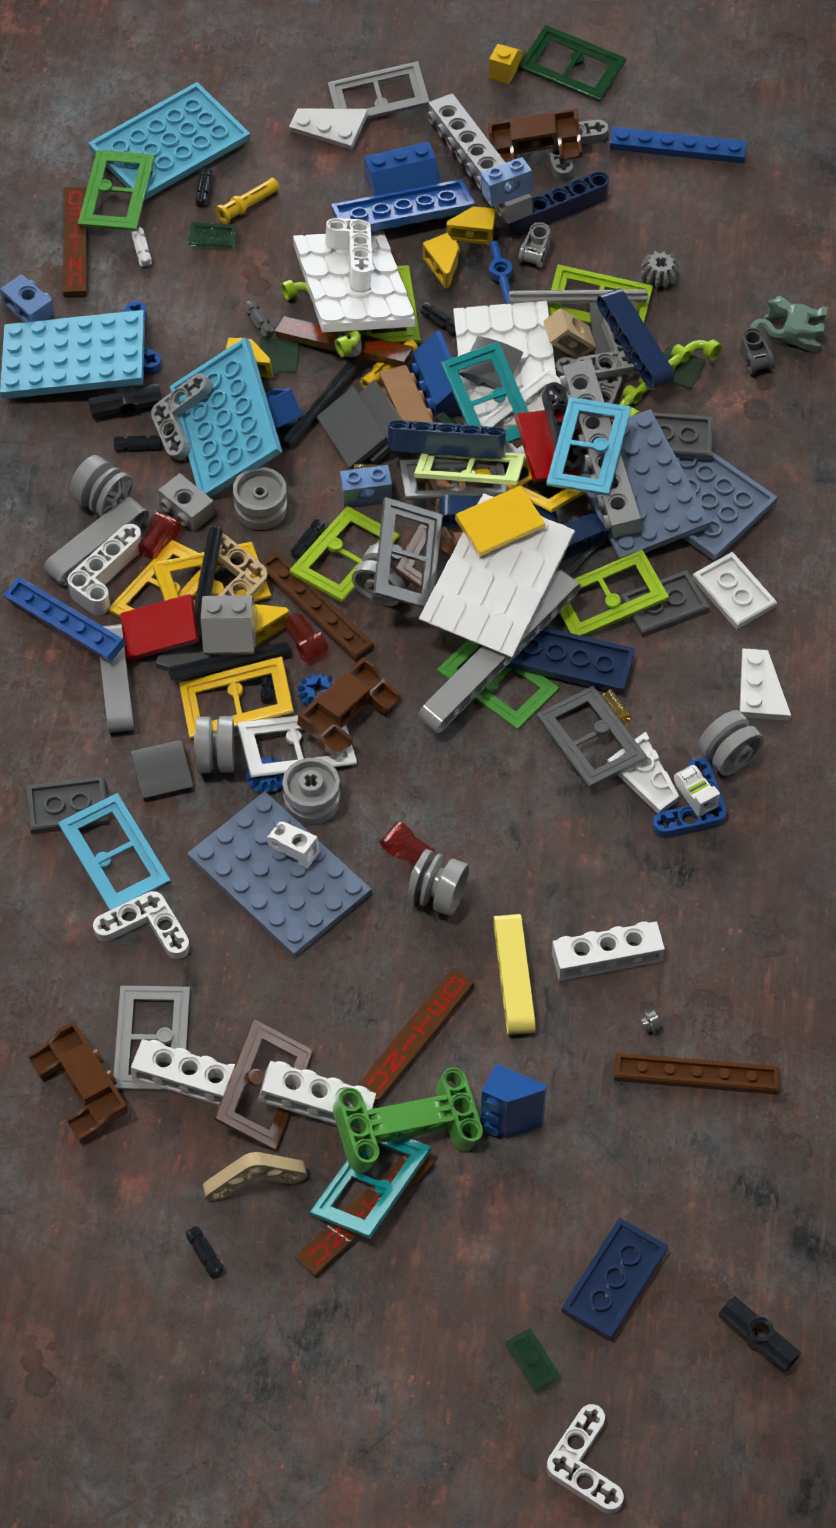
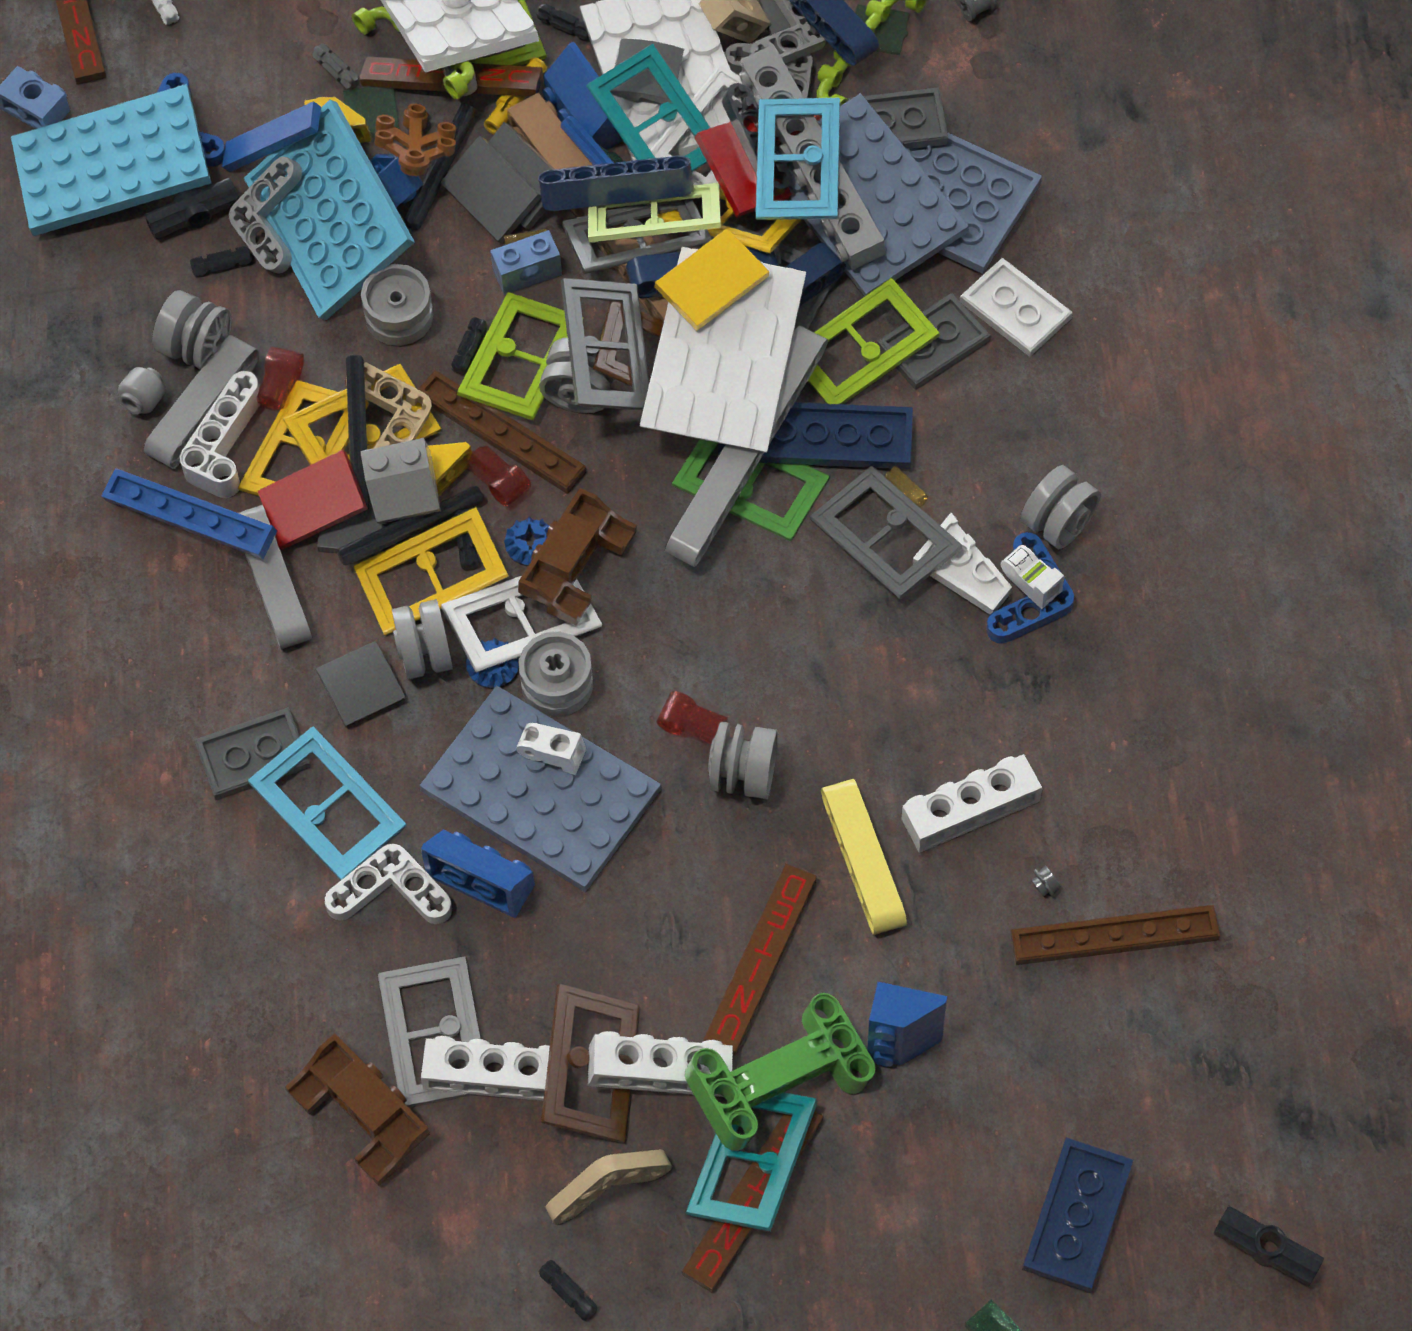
camera: 10 degrees left, 5 degrees up
(52, 524) = (141, 390): none -> light grey head
(186, 502) = (295, 314): light grey brick -> none
(196, 358) = (271, 136): none -> blue tile
(214, 925) = (478, 871): none -> blue slope
(297, 394) = (414, 161): none -> dark orange plant
(430, 404) = (584, 141): none -> blue axle
(760, 688) = (1077, 427): white wing -> none

